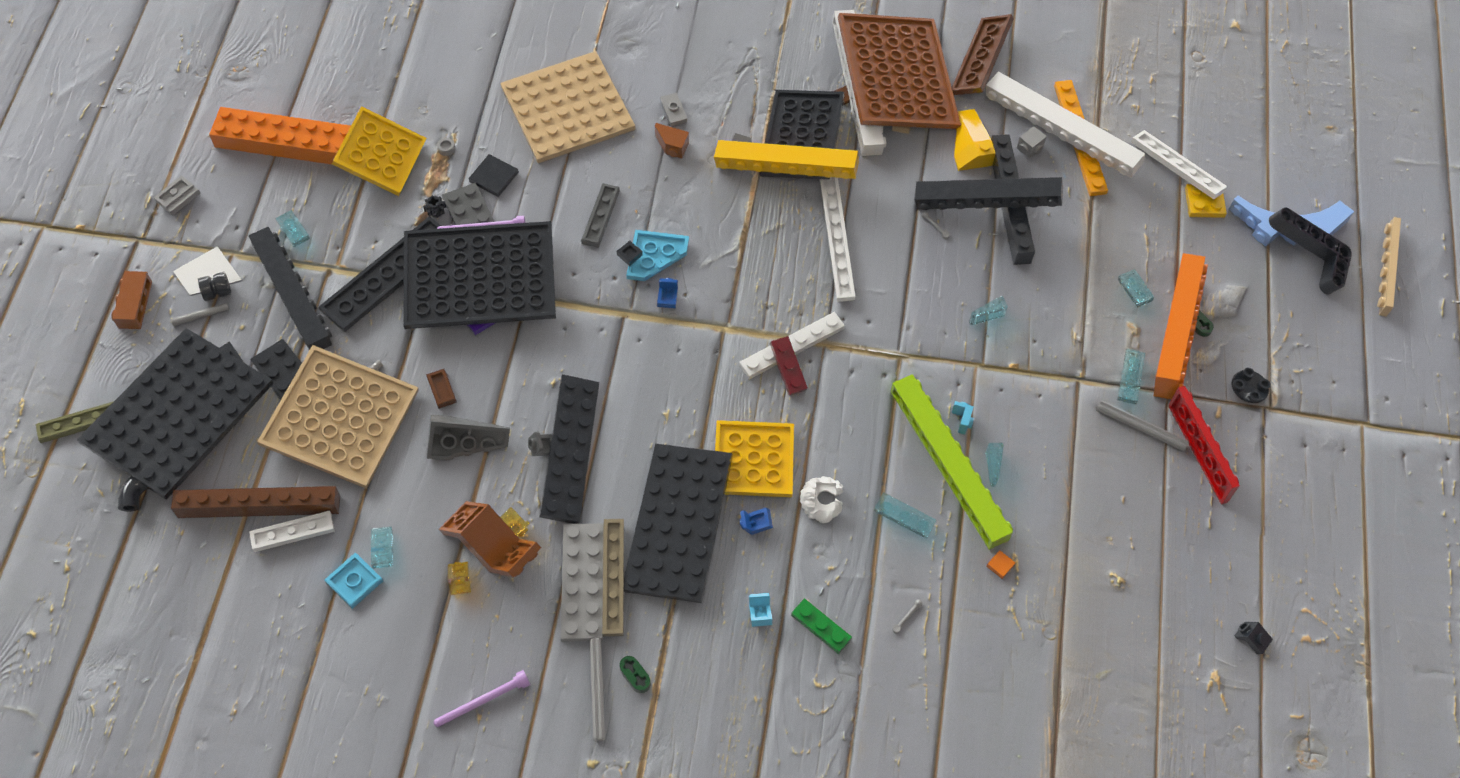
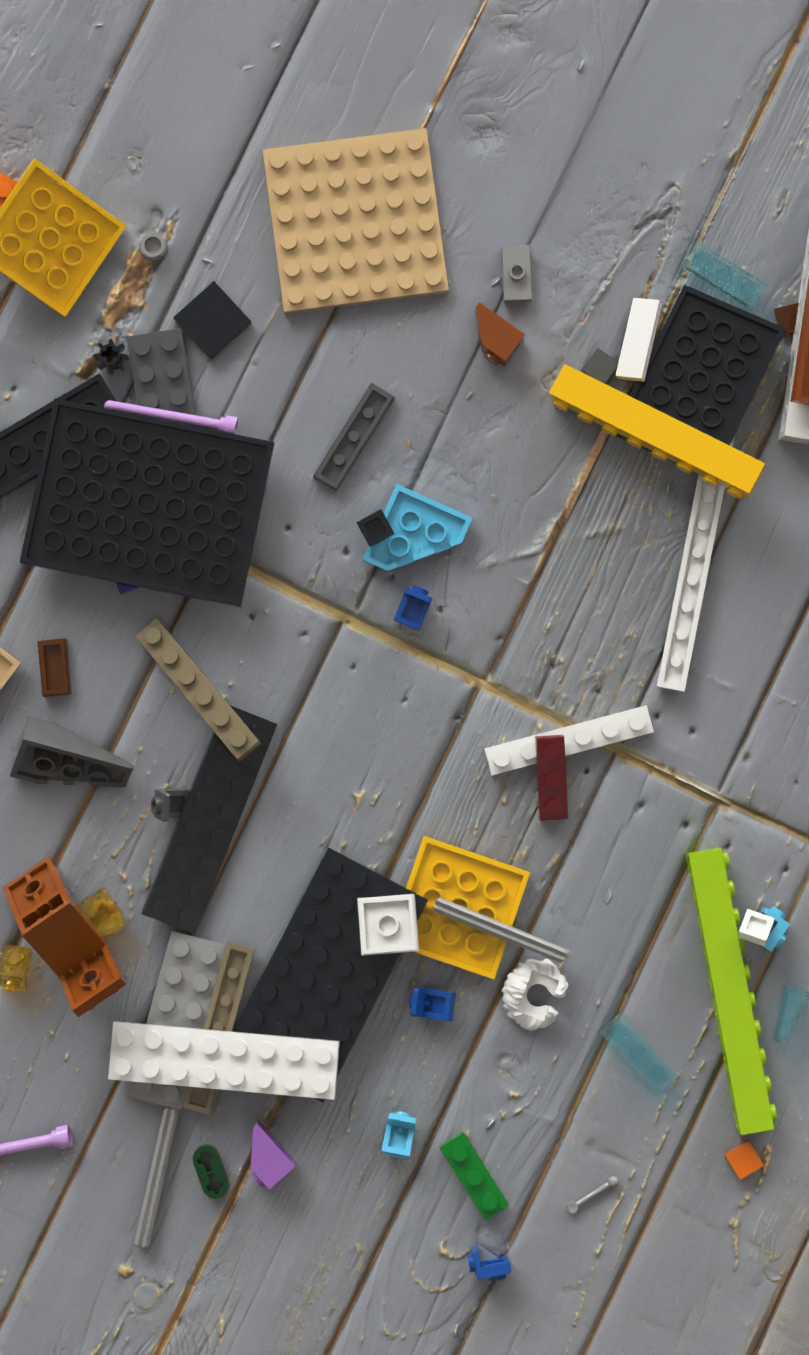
camera: 15 degrees right, 25 degrees up
(541, 371) = (198, 689): none -> dark tan plate
(622, 590) = (224, 1060): none -> white plate
(674, 651) = (268, 1158): none -> medium lavender slope
(710, 472) = (388, 924): none -> white tile
(758, 122) = (638, 339): none -> white tile
(786, 460) = (500, 930): none -> light grey axle
(796, 80) = (724, 275): none -> clear light blue plate
(855, 681) = (493, 1269): none -> blue bracket
(952, 413) = (756, 927): none -> white plate

